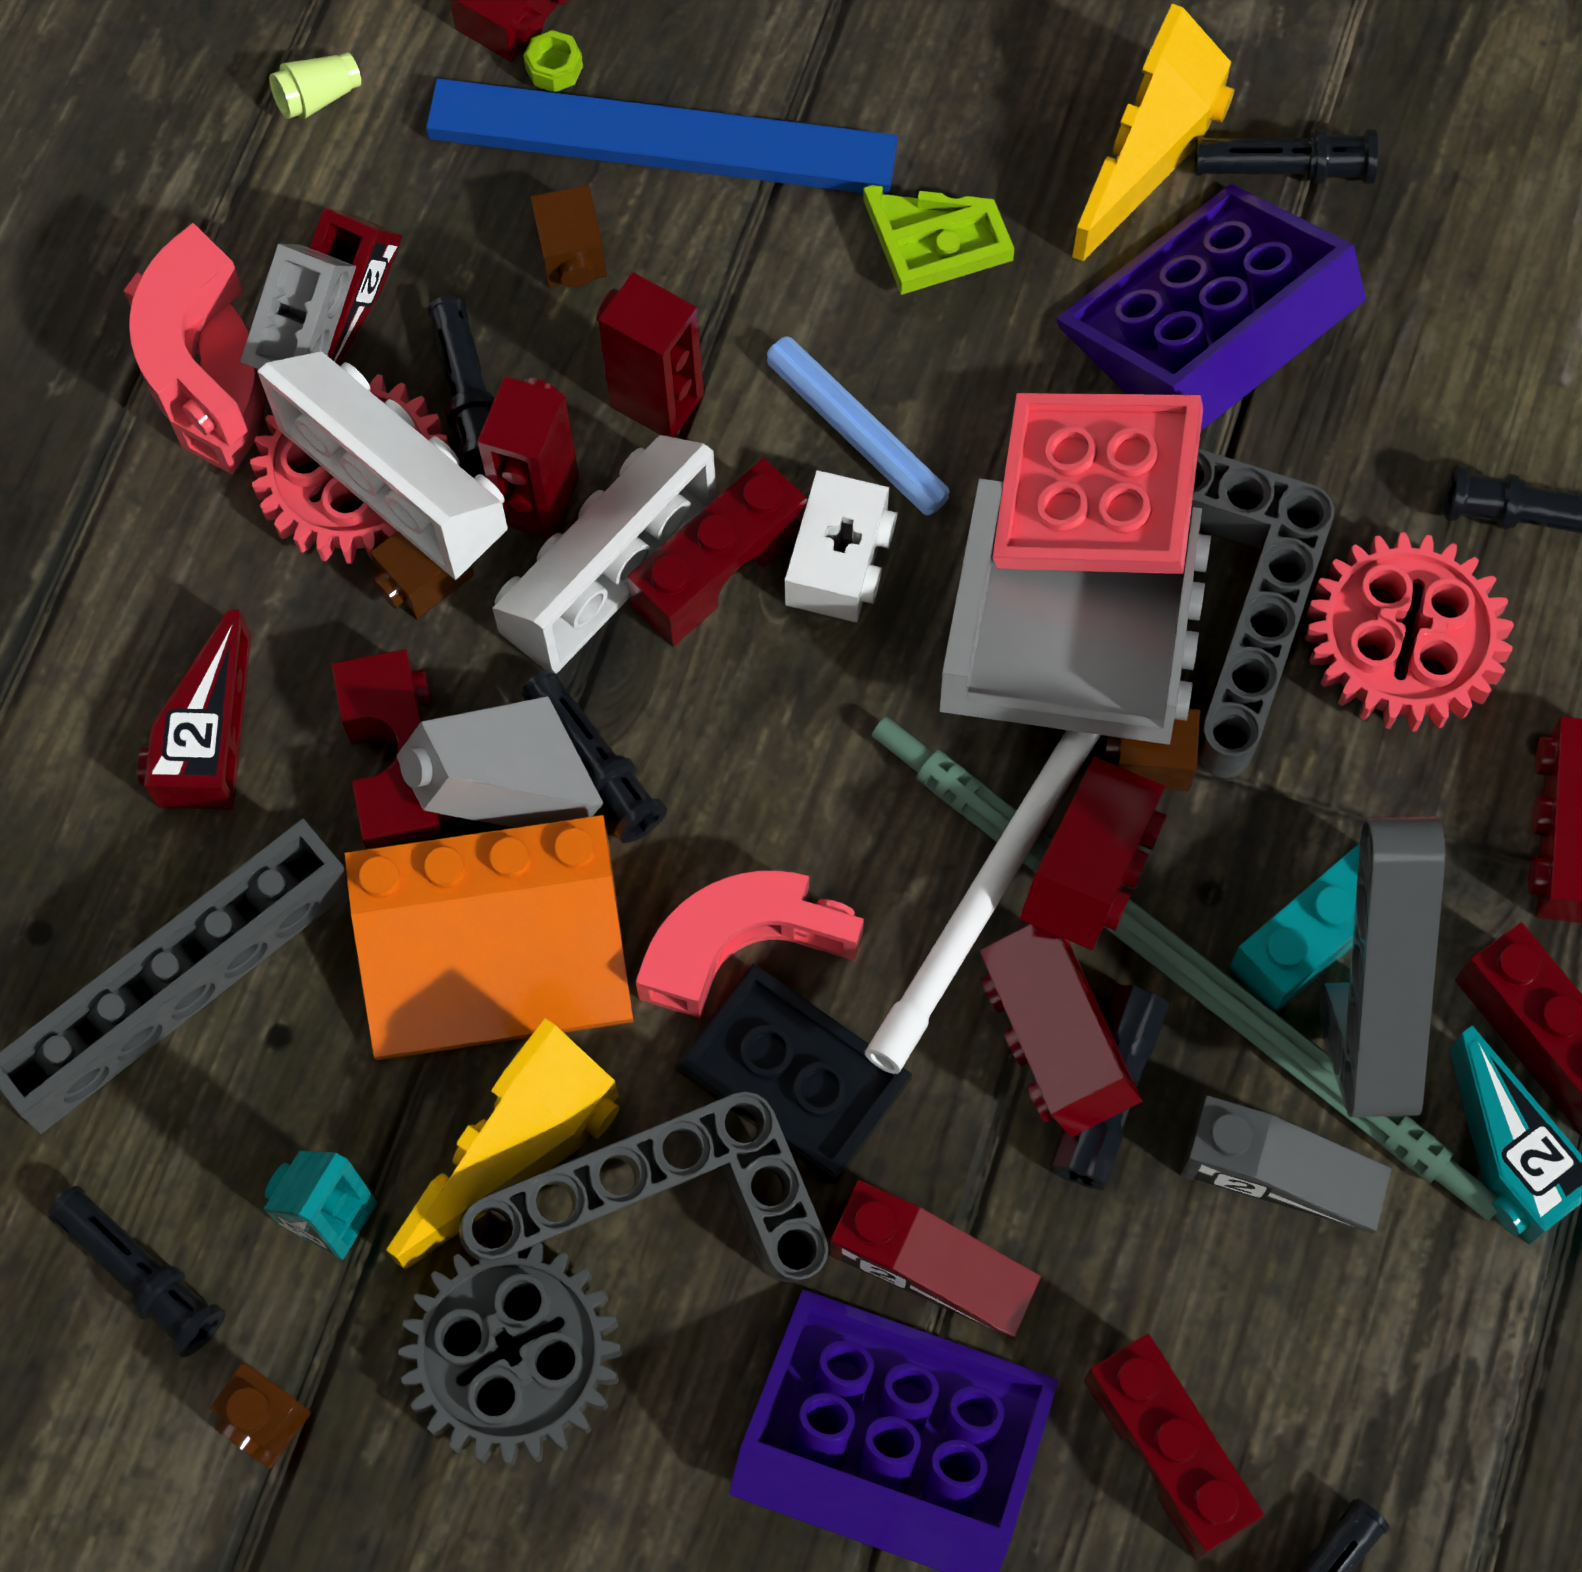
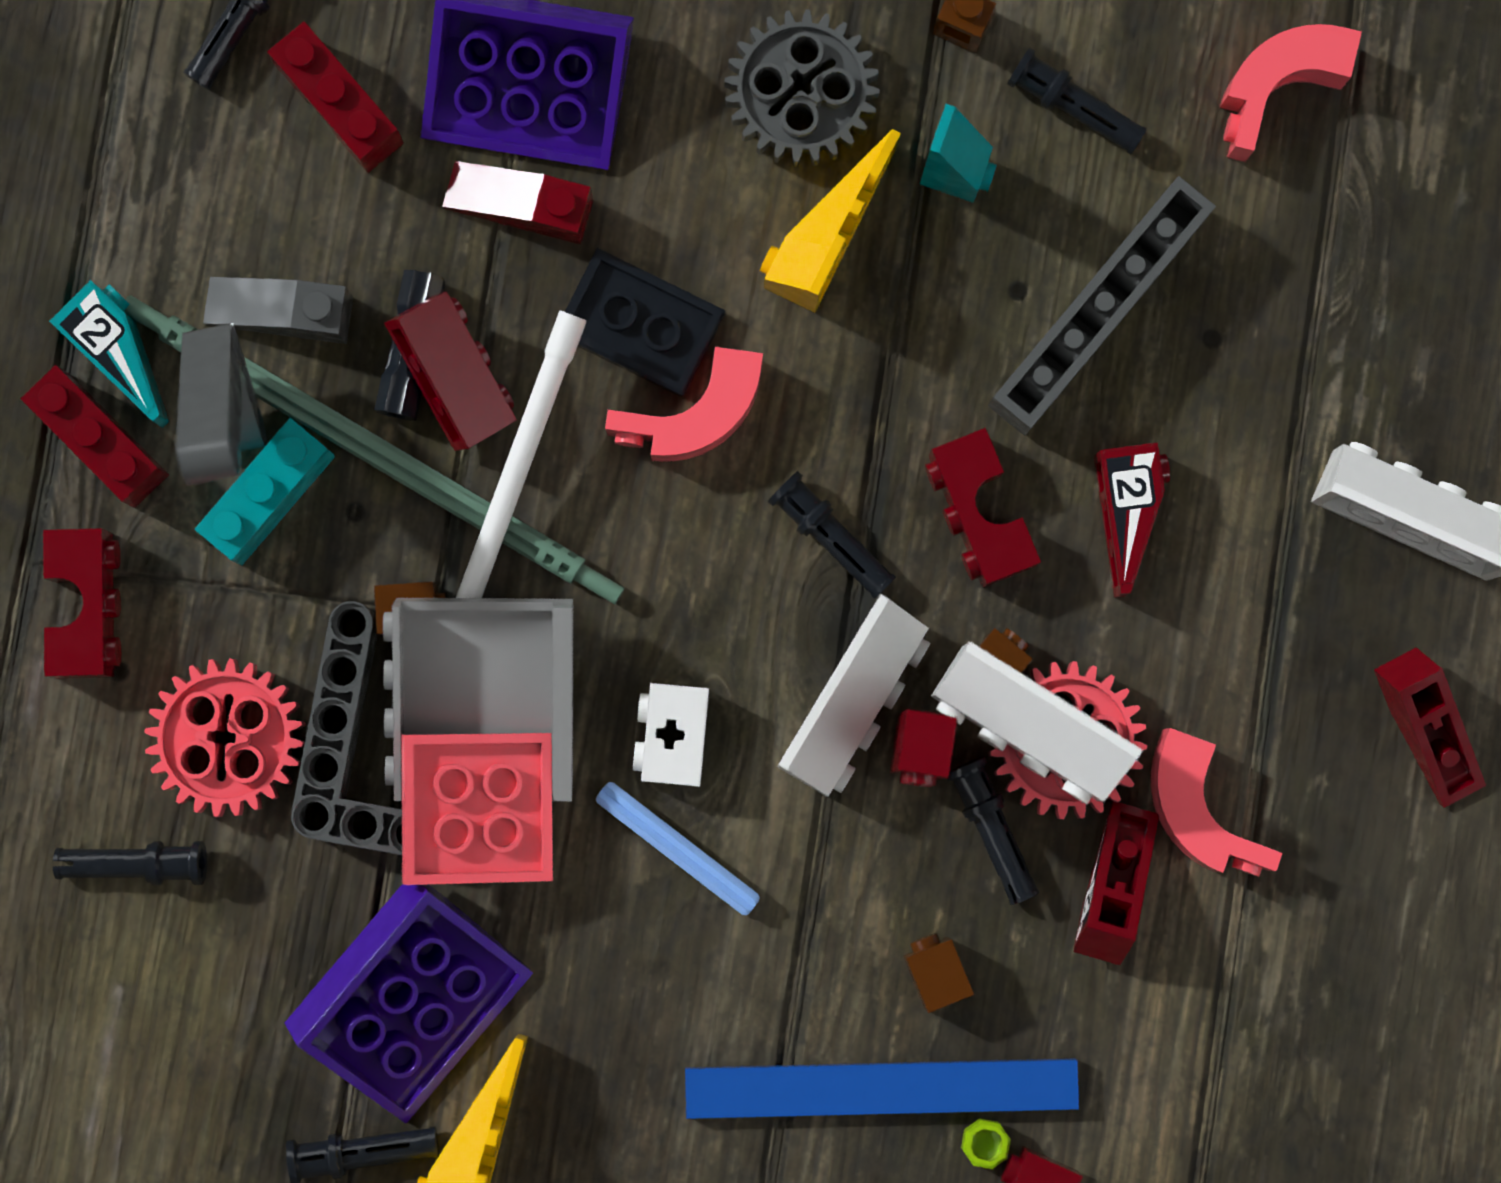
camera: 165 degrees right, 15 degrees up
(168, 312) = (1237, 810): coral arch -> none
(298, 305) = (1133, 843): light grey brick -> none
(313, 83) = (1180, 1086): yellowish green cone -> none
(488, 937) = (879, 380): orange slope -> none
(499, 766) = (893, 501): light grey slope -> none
(651, 354) = (847, 851): dark red brick -> none
(654, 1175) = (722, 208): dark grey beam -> none
(685, 575) = (766, 712): dark red arch -> none
(937, 236) = (640, 1028): lime wing -> none
(1095, 854) = (440, 503): dark red brick -> none

